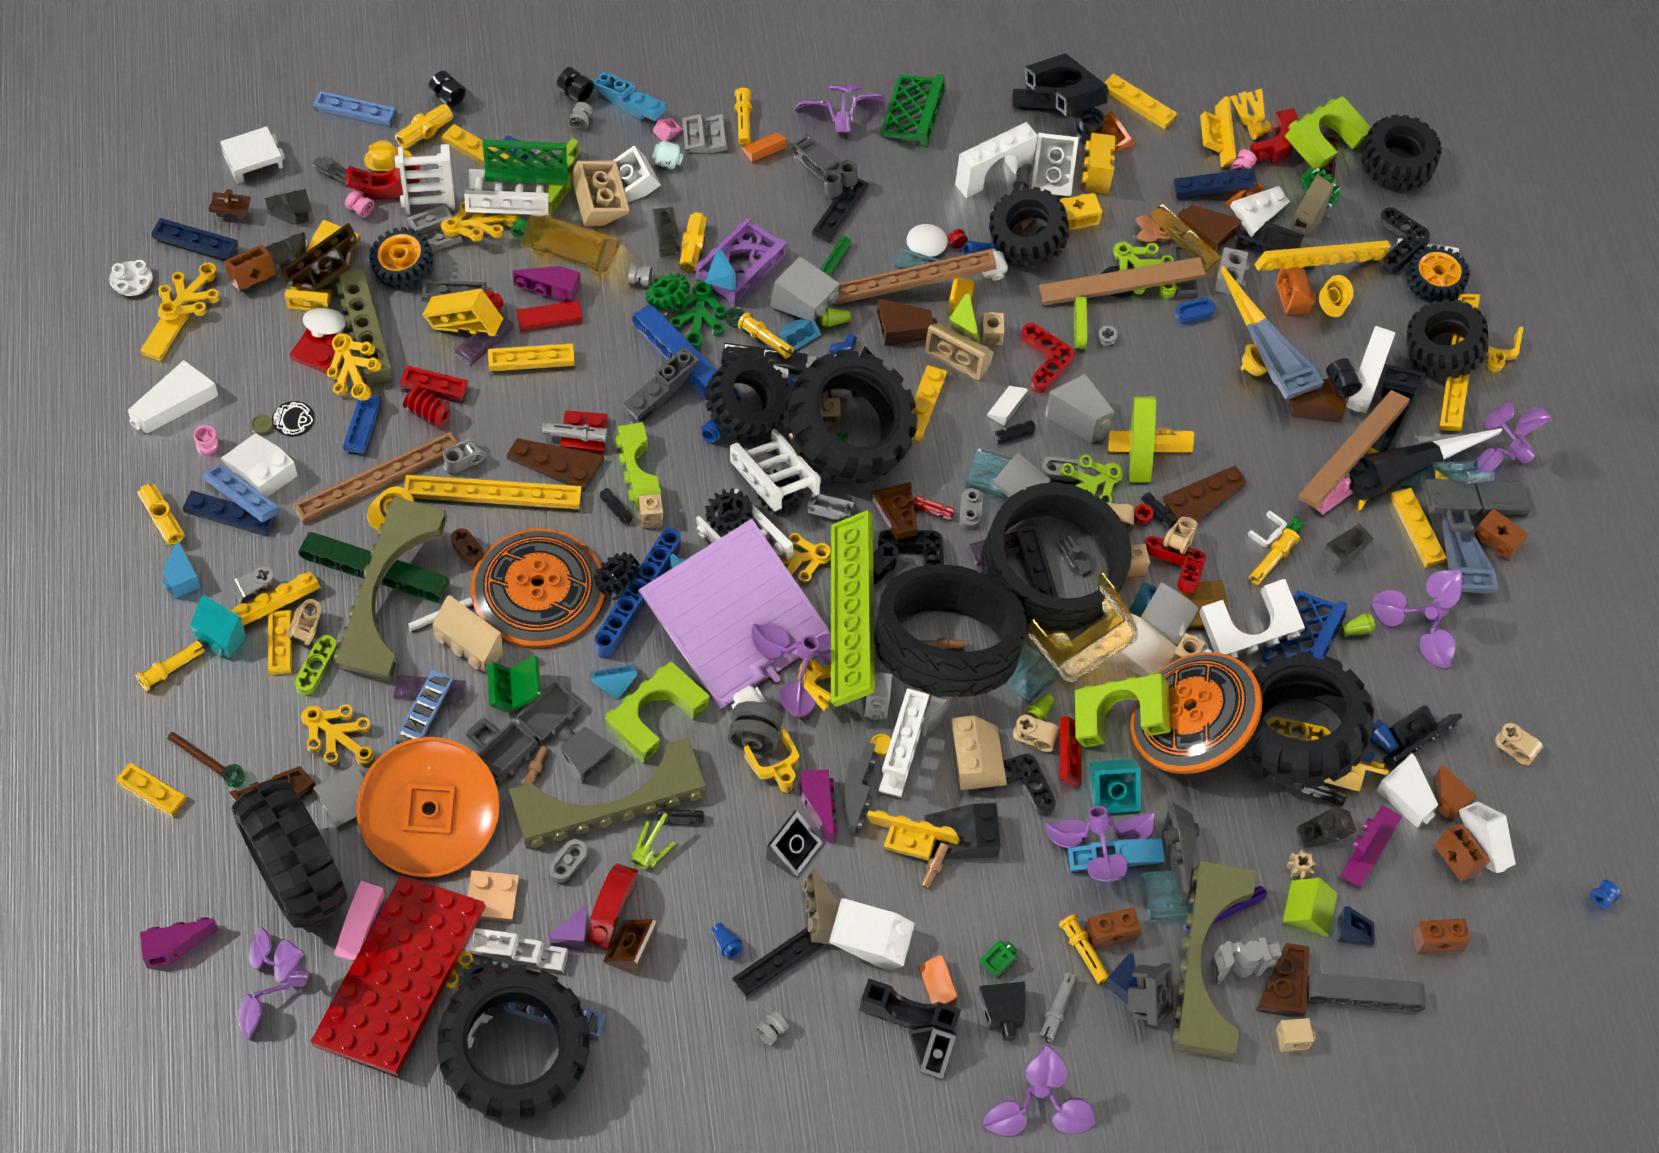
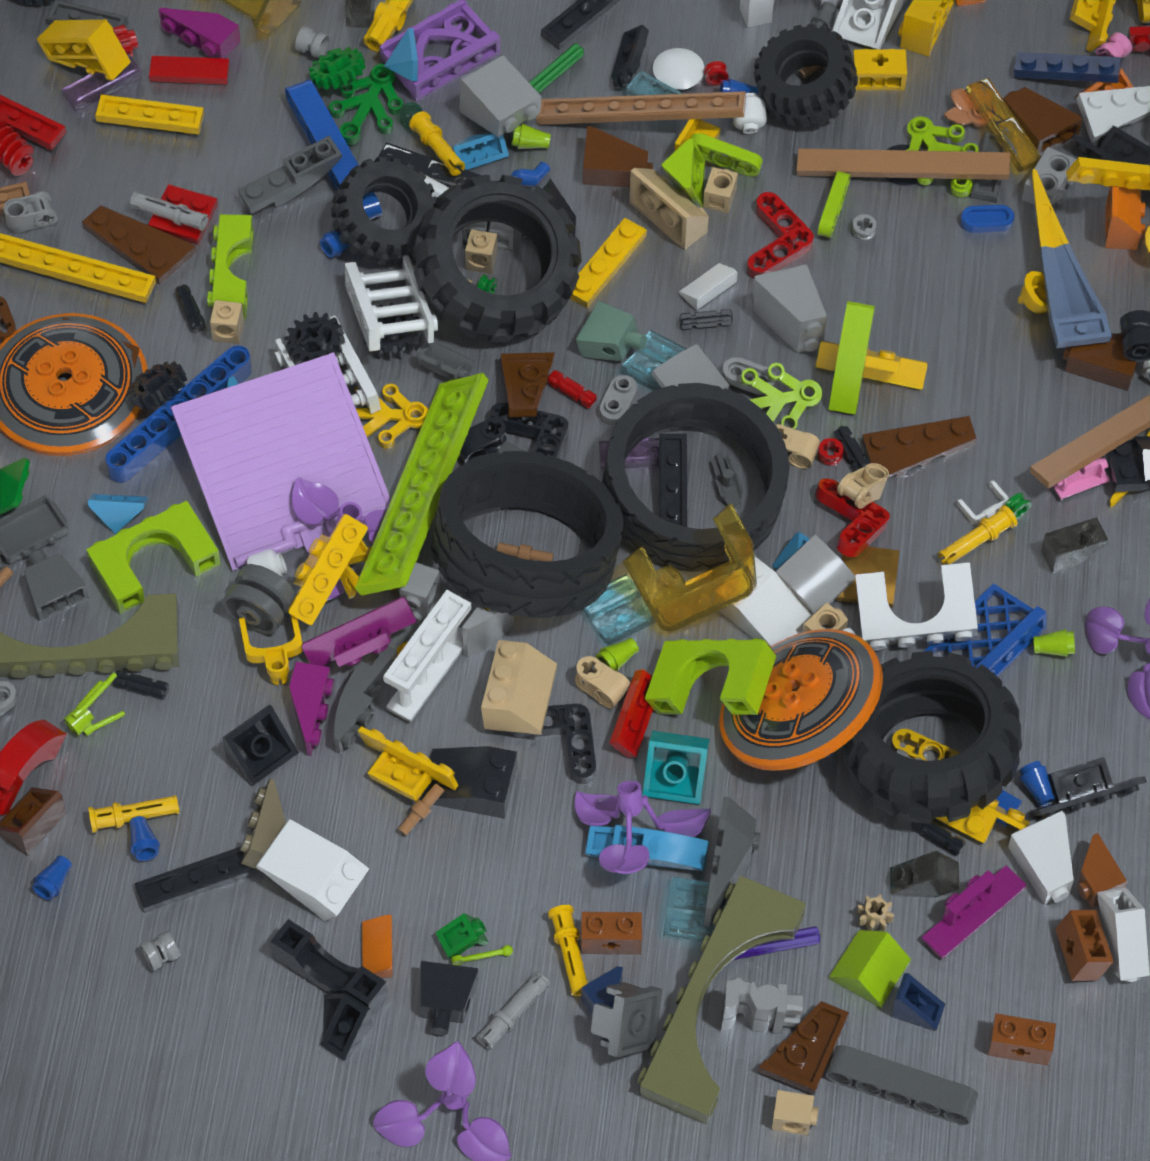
camera: 20 degrees right, 0 degrees up
(665, 991) = (51, 879): none -> blue cone
(701, 926) = (118, 815): none -> yellow pin
(799, 691) = (324, 567): none -> yellow bracket
(844, 739) = (360, 636): none -> magenta bracket
(887, 237) = (629, 55): none -> black hinge
(949, 458) = (609, 334): none -> sand green torso
(989, 300) = (737, 158): none -> lime beam
(1035, 961) = (506, 950): none -> lime hinge
(1139, 561) = (797, 504): tan brick -> none

